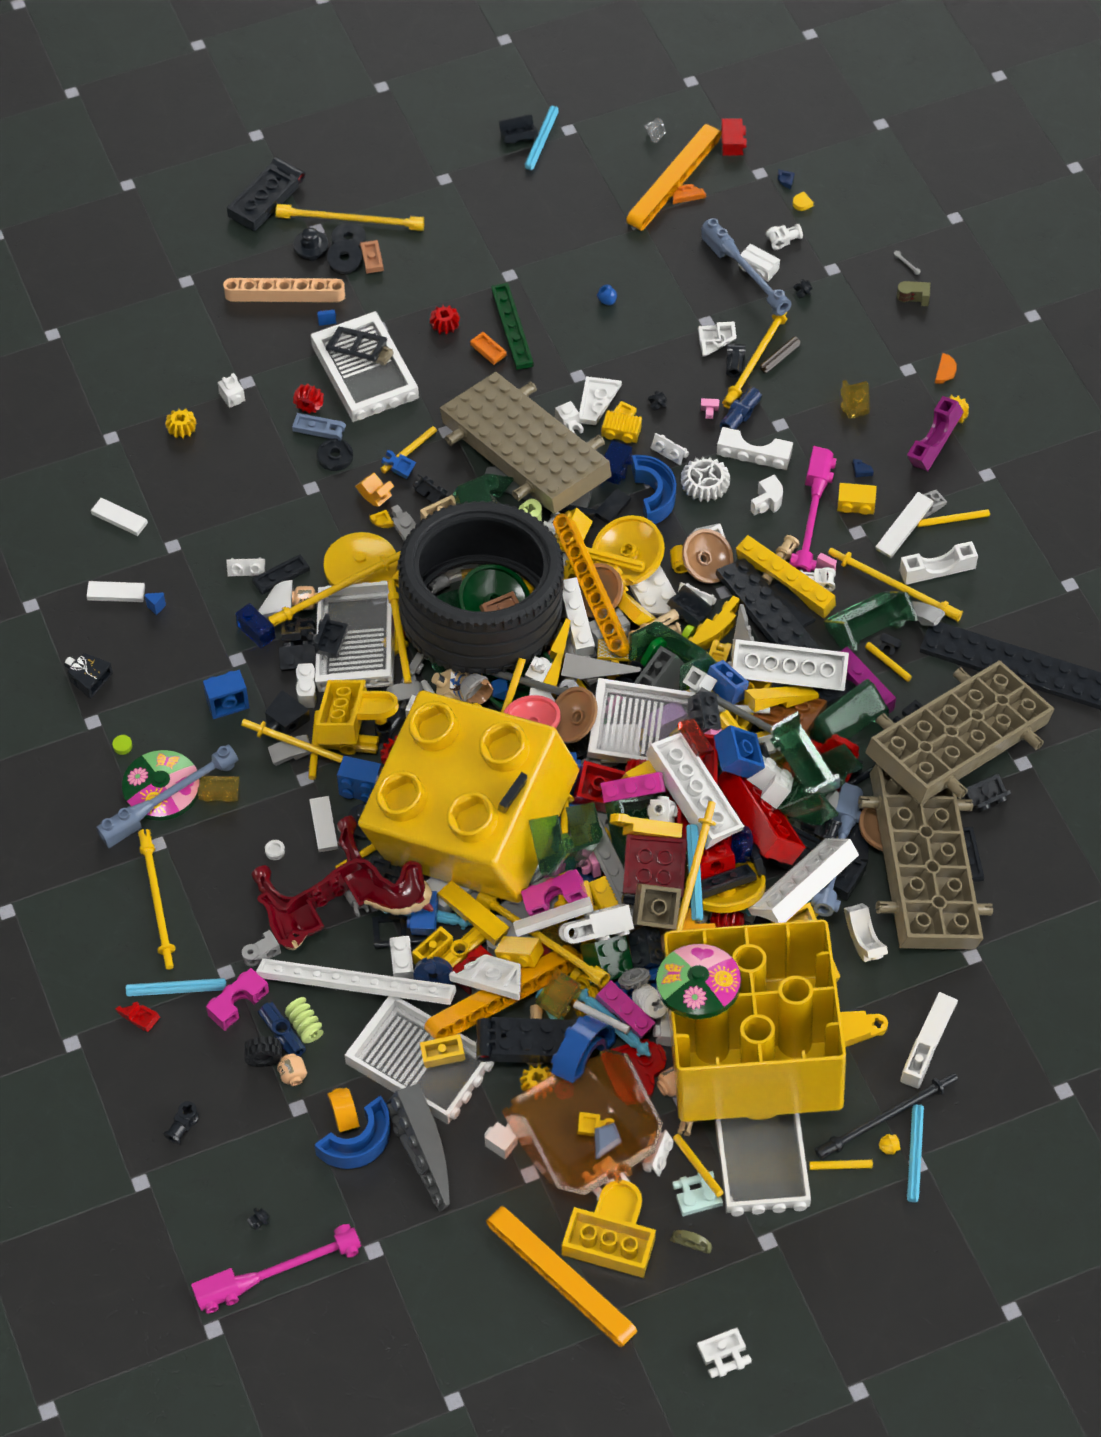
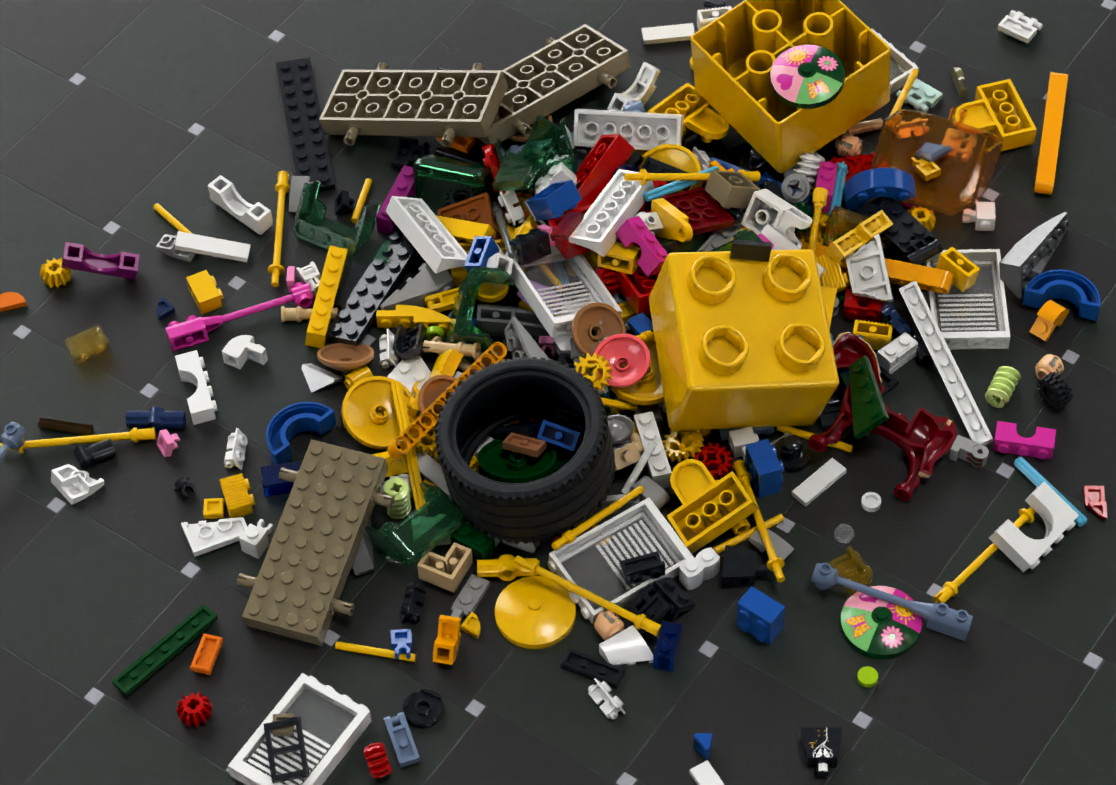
camera: 120 degrees left, 5 degrees down
(130, 922) = (1057, 518): none -> white arch
(260, 804) = (844, 529): none -> clear plate
(275, 1022) = (1023, 396): dark blue piece -> none
(348, 868) = (866, 398): none -> dark green wing
(469, 941) = (846, 321): yellow piece -> none
(531, 685) = (600, 370): none -> yellow gear
(531, 983) = (858, 236): none -> yellow slope
(601, 1016) = (842, 189): white bar -> none
(607, 295) = (70, 591): blue piece -> none
(707, 484) = (255, 404): white gear -> none

